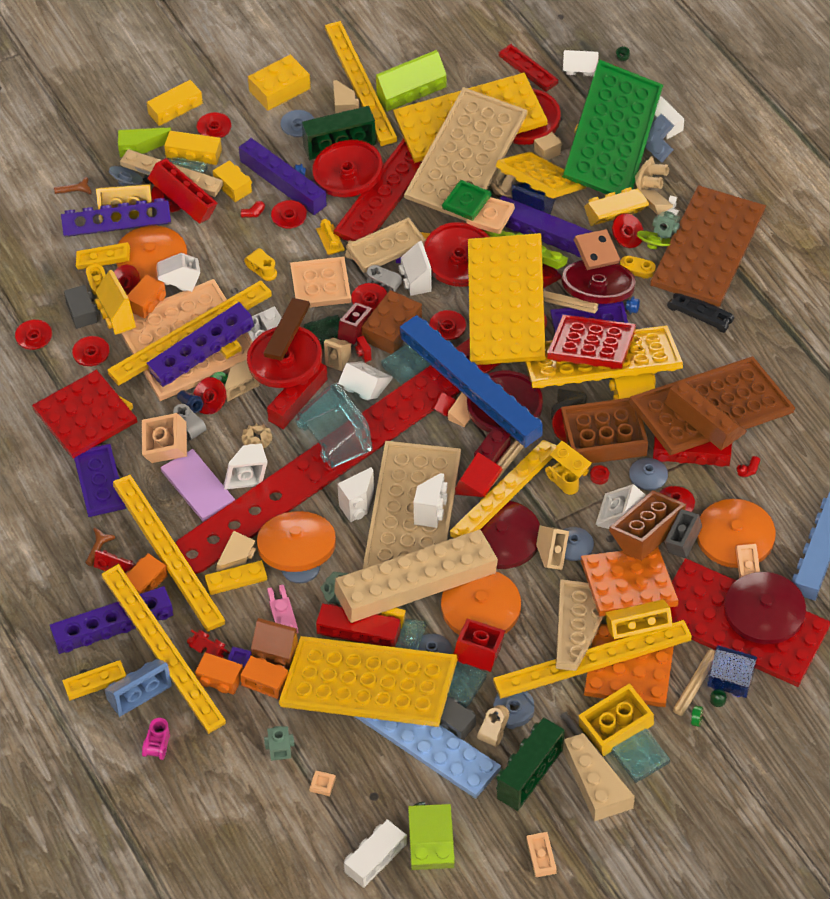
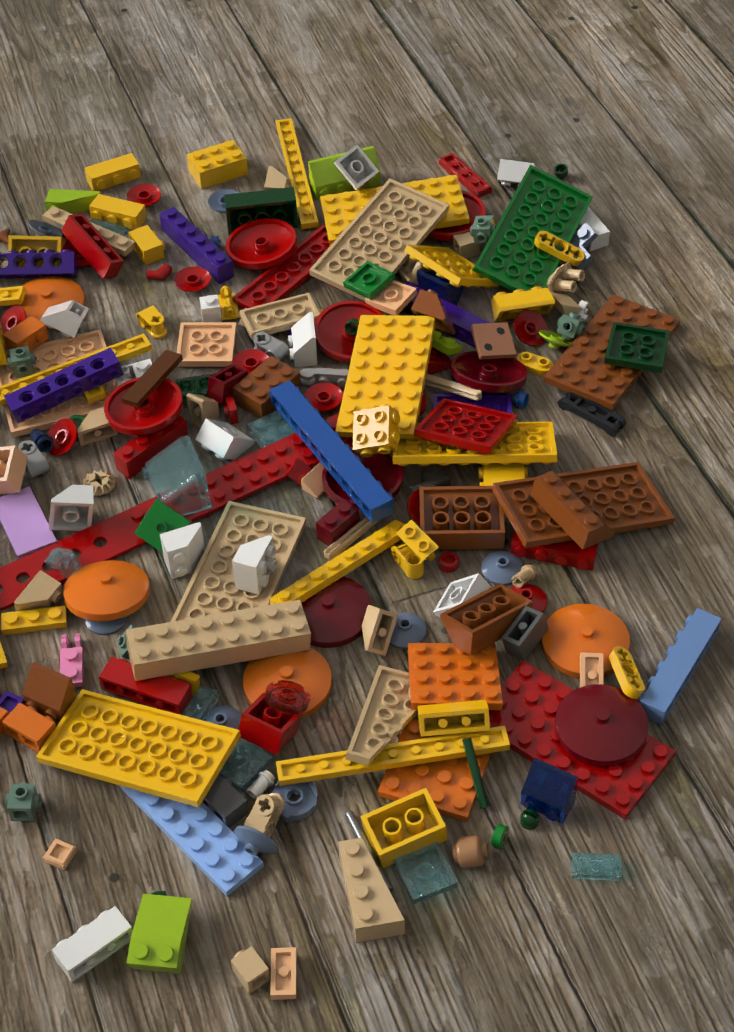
camera: 10 degrees right, 5 degrees down
(150, 324) = (21, 361): none -> sand green brick
(250, 518) = (64, 560): none -> clear light blue bracket
(315, 245) = (210, 308): none -> white brick
(331, 471) = (159, 520): none -> green plate
(426, 76) = (356, 167): none -> white slope
(441, 303) = (320, 375): none -> light grey hinge
(463, 252) = (351, 330): none -> dark green hinge
(478, 477) = (314, 547): red slope -> none
(482, 699) = (261, 784): none -> white pin
(489, 620) = (287, 697): none -> clear red tile
(492, 748) = (255, 841): none -> sand blue dish
(512, 357) = (376, 430): none -> yellow brick
(513, 855) = (250, 969): none -> tan brick
(530, 763) = (293, 864): dark green brick -> none
(534, 223) = (429, 304): none -> dark orange slope
(563, 131) = (482, 229): none -> sand green brick
(641, 150) = (550, 238): none -> yellow beam
(666, 664) = (475, 772): none -> dark green bar
(672, 476) = (526, 574): none -> tan pin
(675, 732) = (470, 851): none -> medium nougat head
(694, 684) = (502, 802): tan axle -> none
(733, 241) = (637, 347): none -> dark green plate
(751, 469) = (611, 577): red arm -> none
(779, 558) = (626, 672): none -> yellow beam
(781, 730) = (596, 866): none -> clear light blue plate

